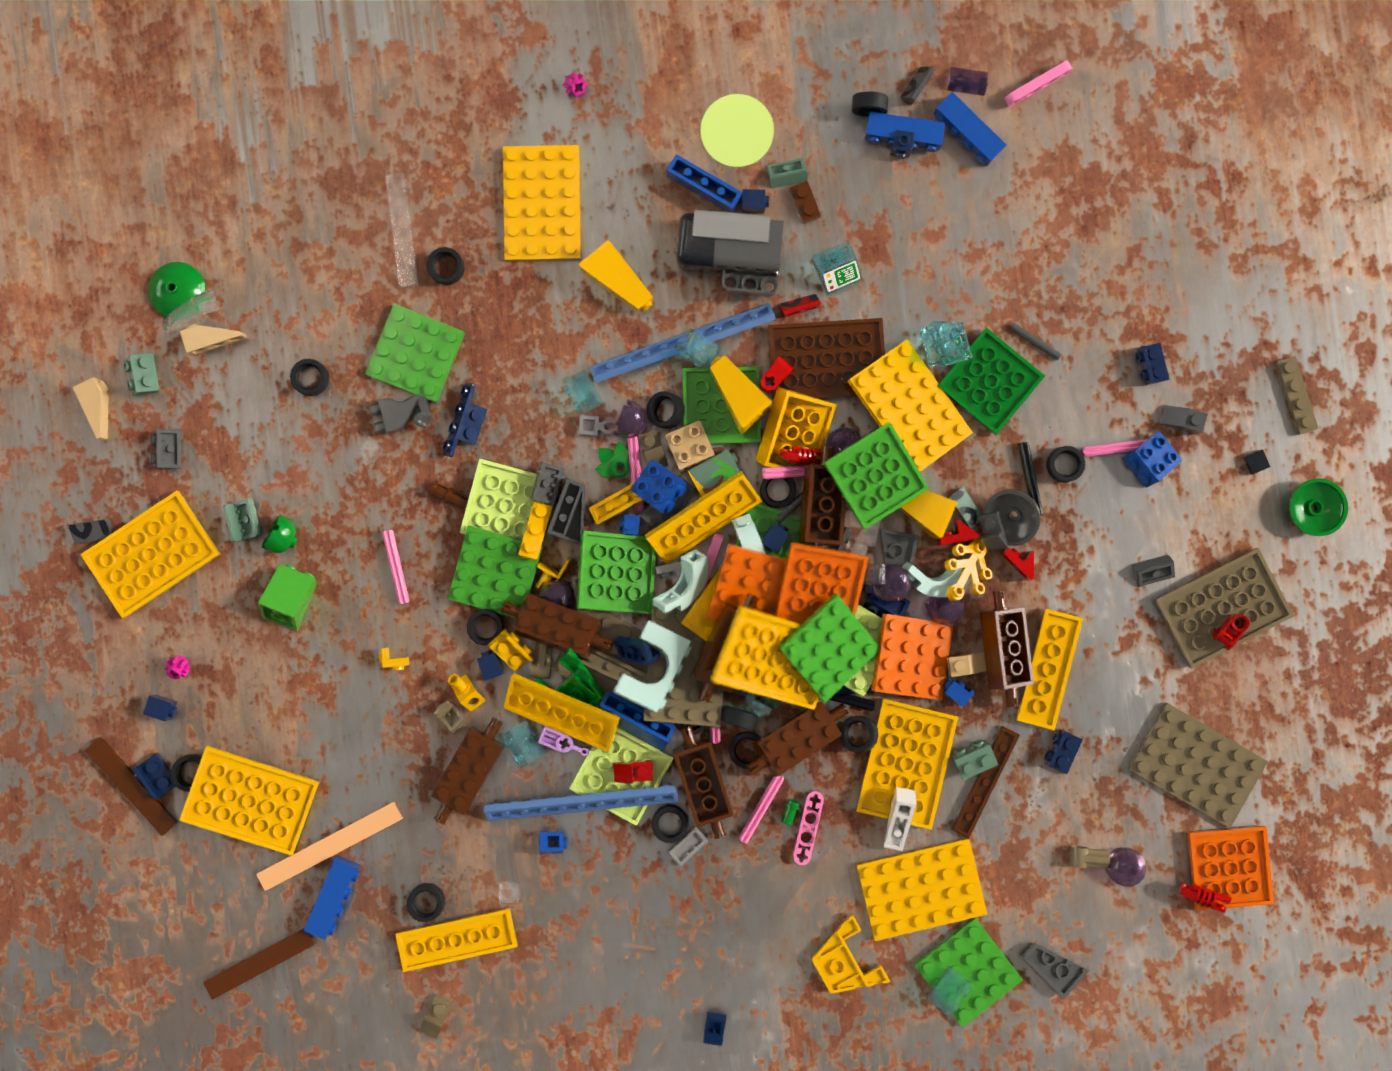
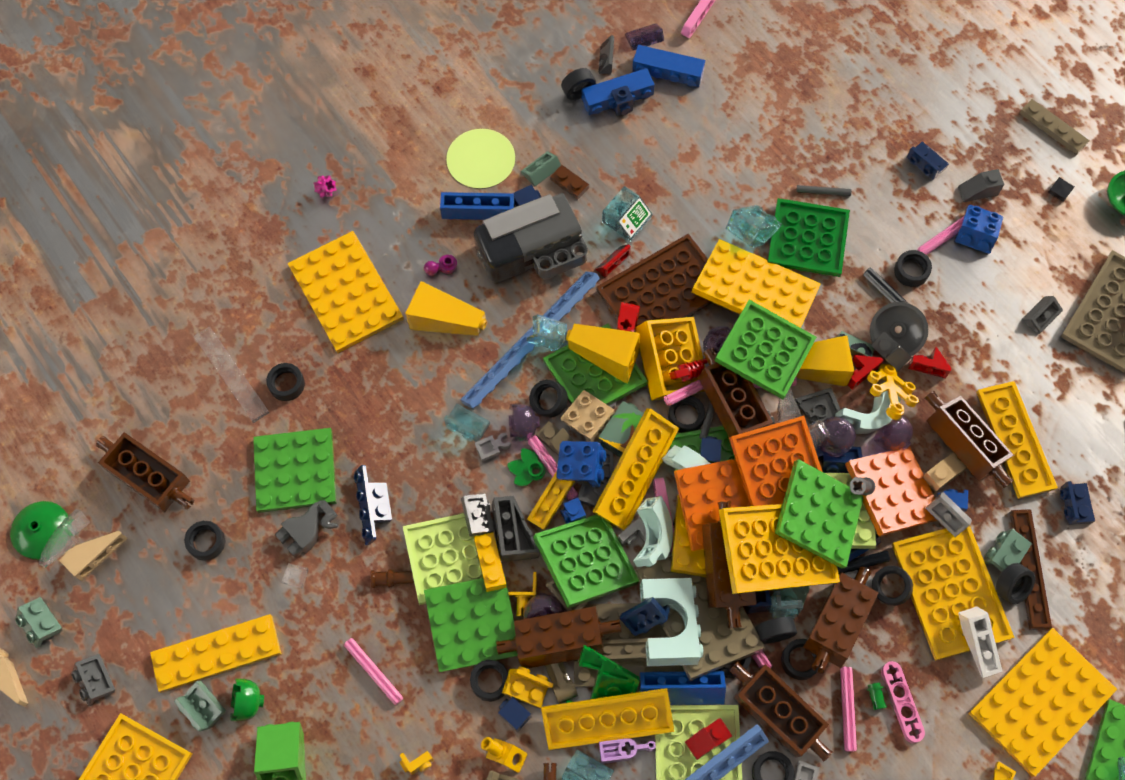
camera: 30 degrees left, 20 degrees down
(275, 480) = (215, 653): none -> yellow plate
(284, 287) = (144, 472): none -> reddish brown brick
(630, 223) = (432, 267): none -> magenta plate
(884, 644) = (856, 486): none -> dark grey bush
(944, 703) = (949, 514): none -> light grey slope
(960, 789) = (1010, 575): none -> black tyre

